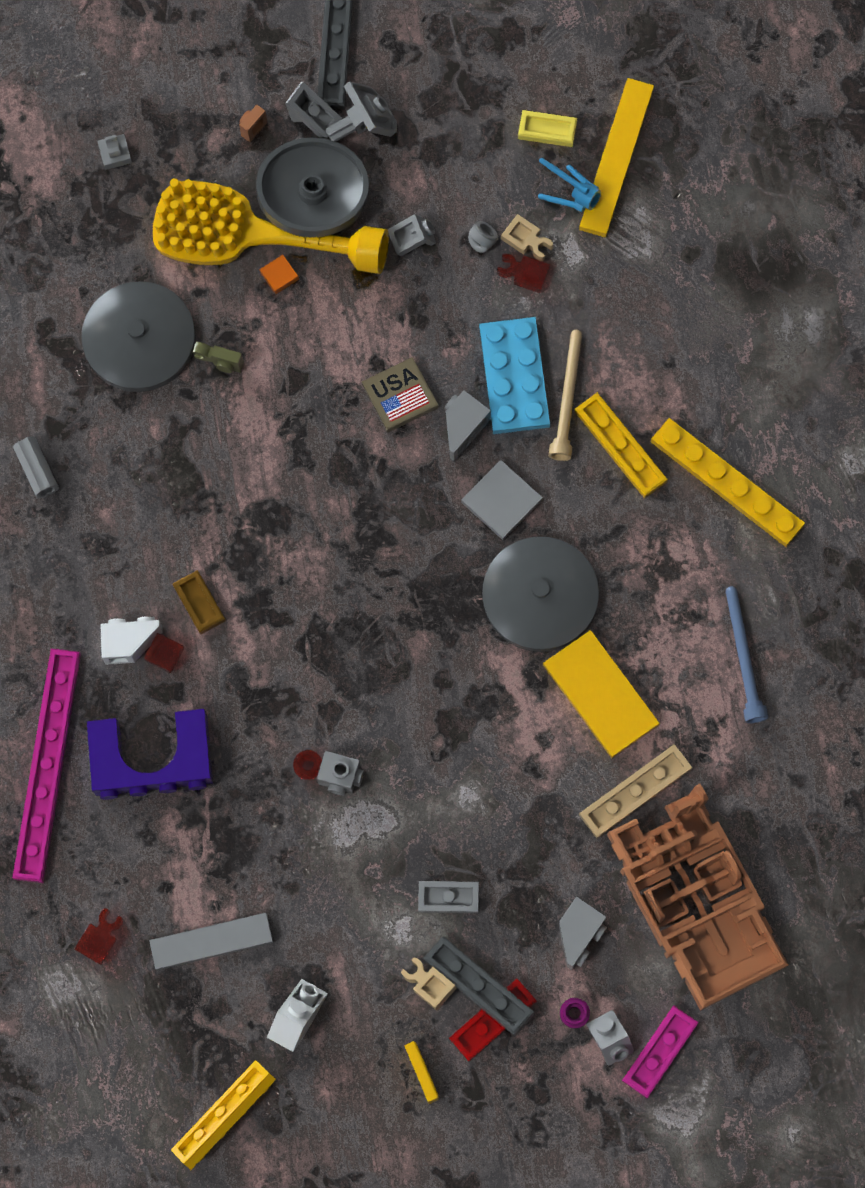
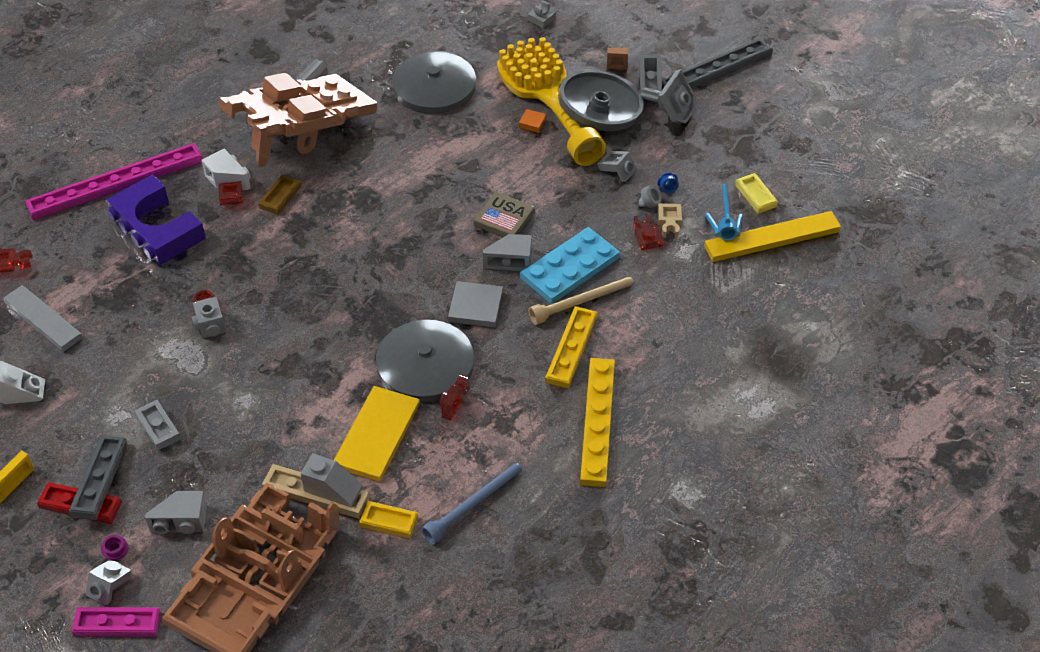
camera: 50 degrees right, 25 degrees down
(99, 465) = (296, 109): none -> nougat piece
(222, 358) = (451, 120): olive plate -> none
(431, 985) = (81, 450): tan plate -> none
(474, 203) = (671, 185): none -> blue plate
(614, 602) = (453, 398): none -> clear red plate
(647, 772) = (330, 481): none -> light grey slope
(711, 743) = (389, 519): none -> yellow tile

